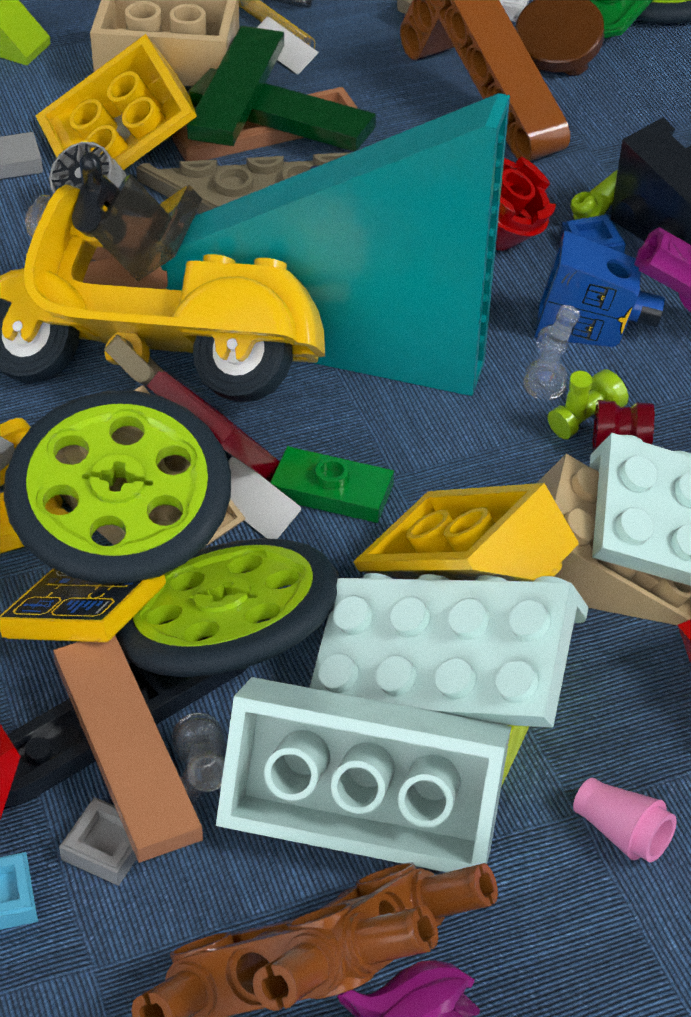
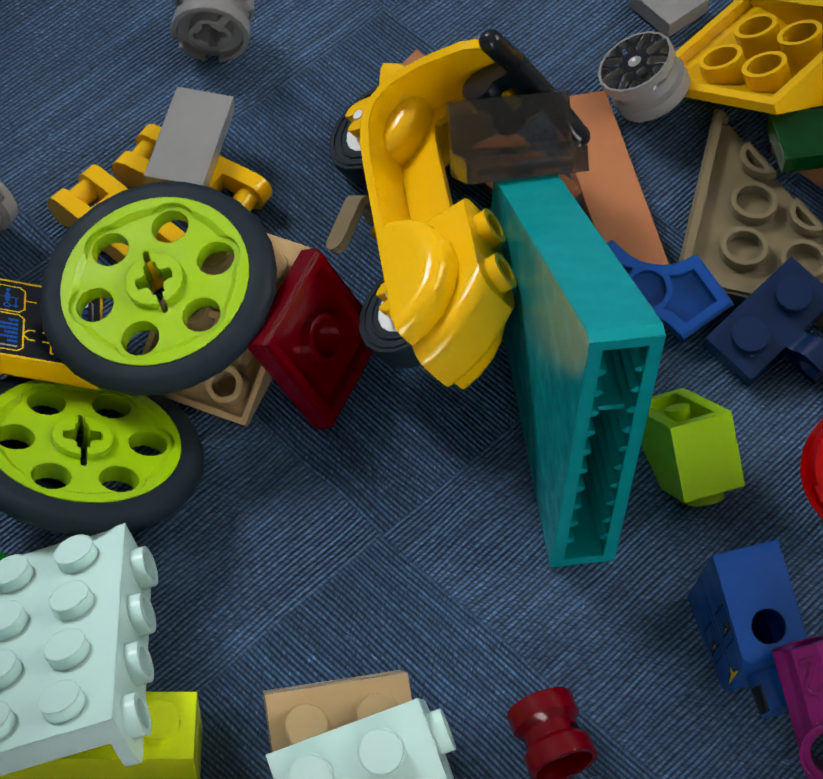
camera: 65 degrees right, 10 degrees up
(260, 501) = (265, 429): white sticker -> none
(334, 484) = (328, 482): green plate -> none
(475, 533) = (215, 625): yellow slope -> none
(546, 376) = (606, 626): clear piece -> none
(582, 400) = (554, 669): lime piece -> none

